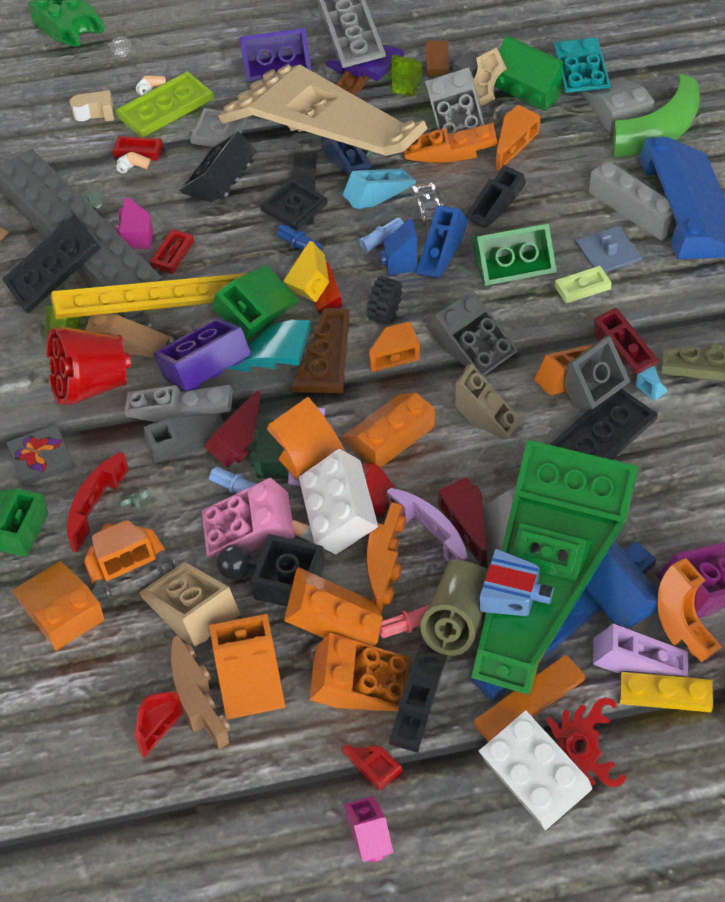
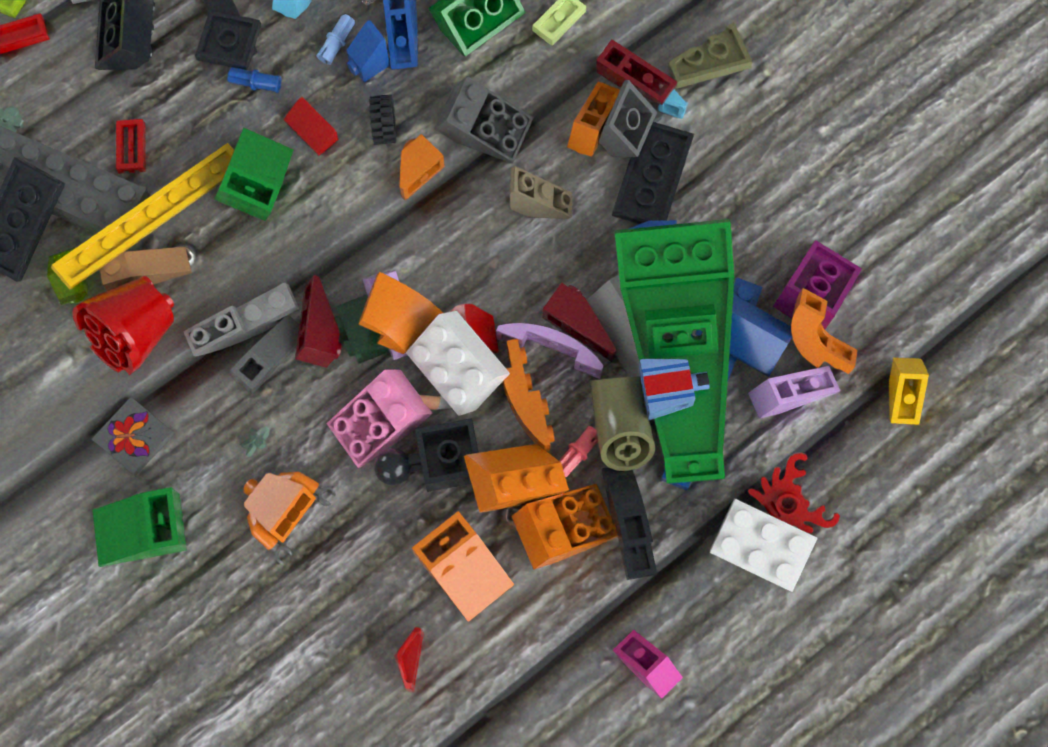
camera: 30 degrees left, 20 degrees up
(59, 604) = (246, 583): orange slope -> none
(107, 474) = (217, 428): red slope -> none
(130, 160) = (23, 52): arm -> none
(135, 225) = (77, 133): dark pink slope -> none
(191, 602) = (372, 525): tan slope -> none
(194, 691) = (418, 606): medium nougat slope -> none
(202, 354) = (237, 258): dark purple brick -> none
(228, 480) = (342, 381): light blue axle -> none
(276, 344) = (299, 216): teal slope -> none
(309, 273) = (292, 119): yellow slope -> none
(326, 355) = (356, 206): reddish brown wing -> none
(374, 764) = (619, 600): red tile -> none
(391, 429) = (457, 257): orange slope -> none
(547, 688) = (713, 493): orange tile -> none
(666, 692) = (828, 413): yellow plate -> none

